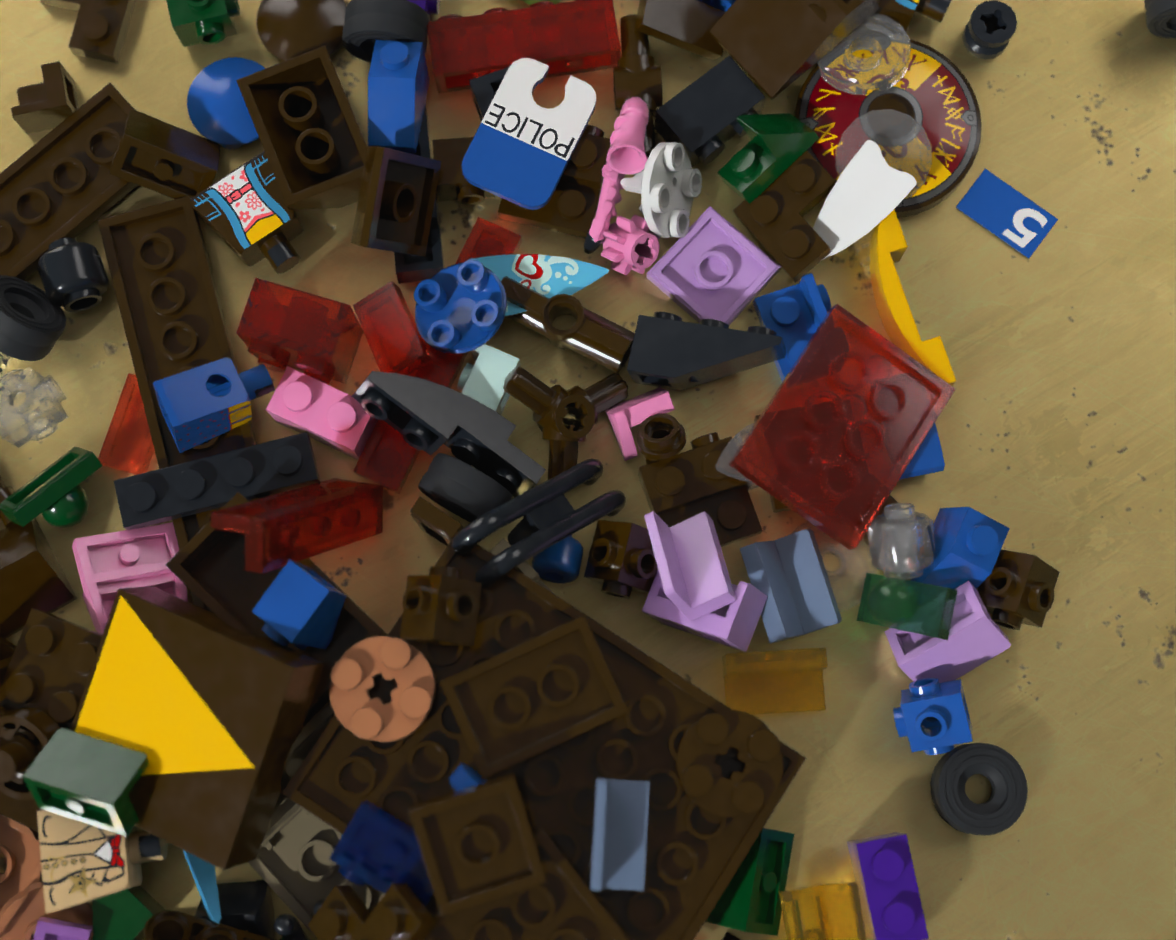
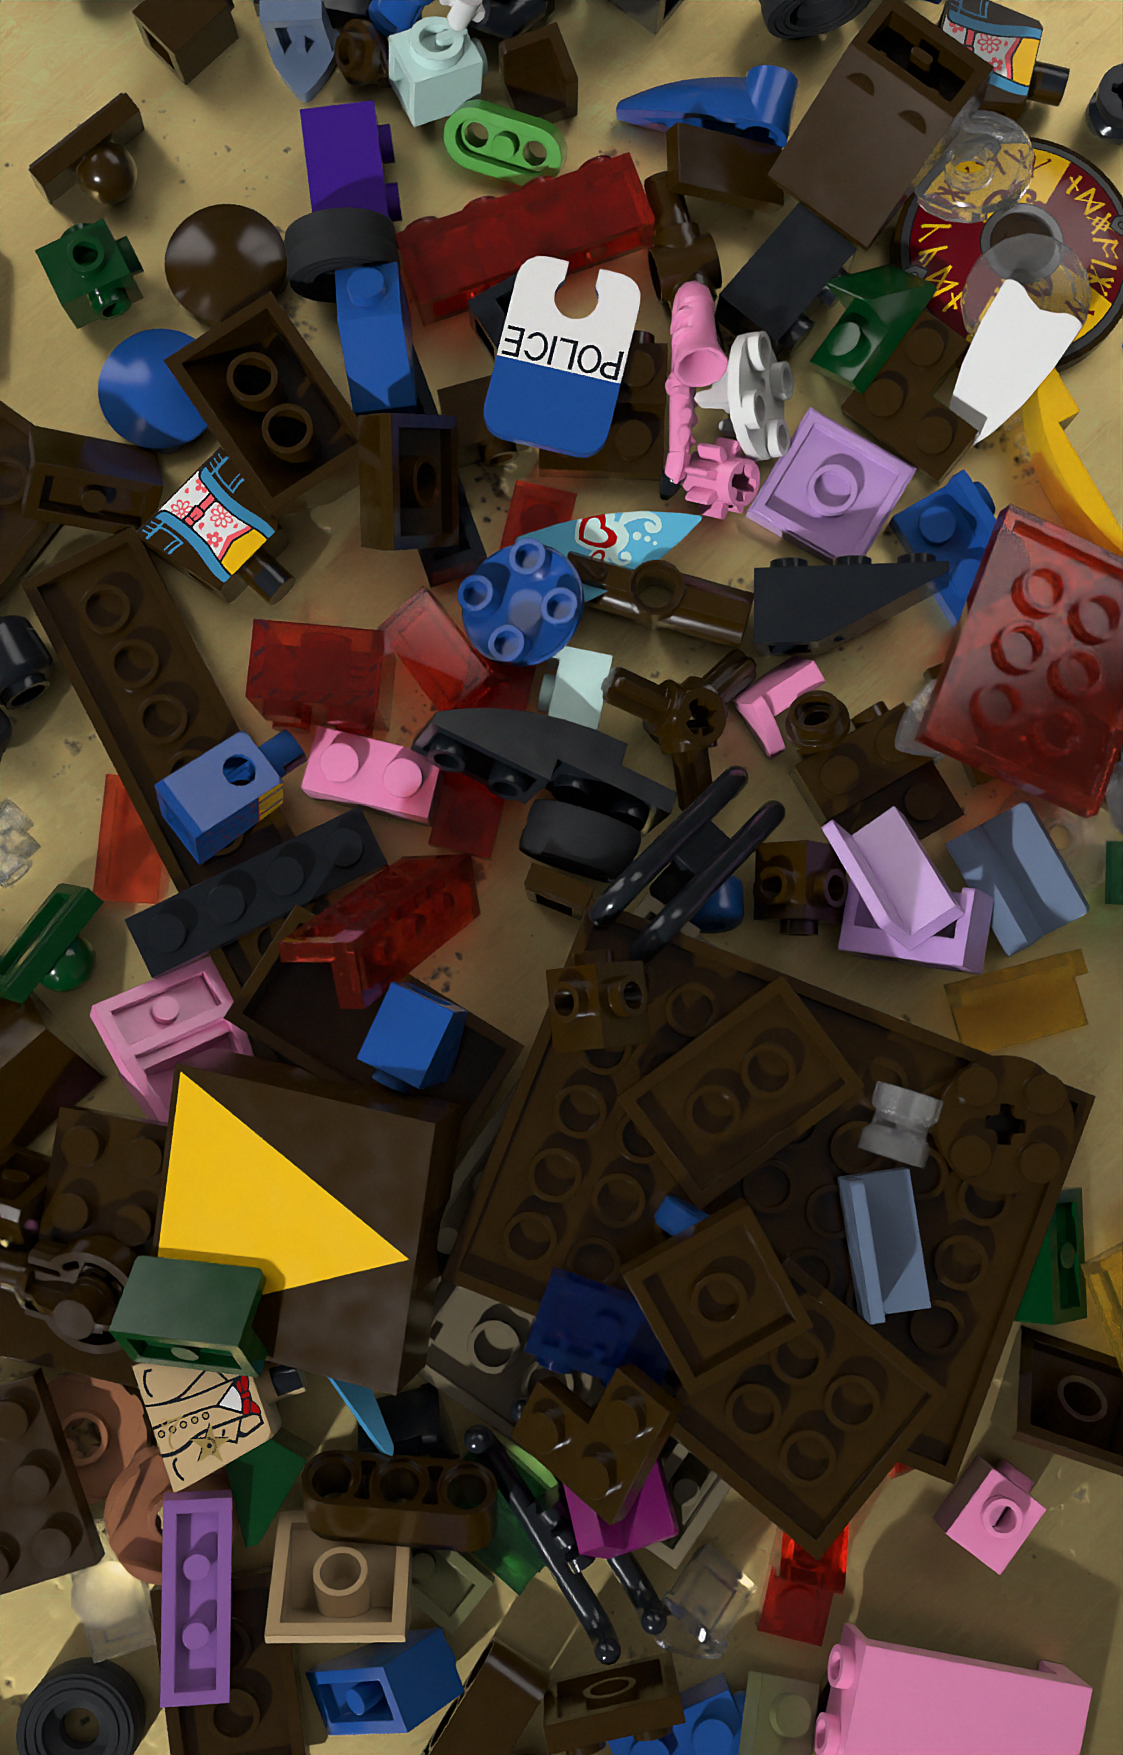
camera: 15 degrees left, 5 degrees up
(355, 676) = (535, 1160): nougat plate -> none
(649, 746) = (900, 1124): none -> clear wheel

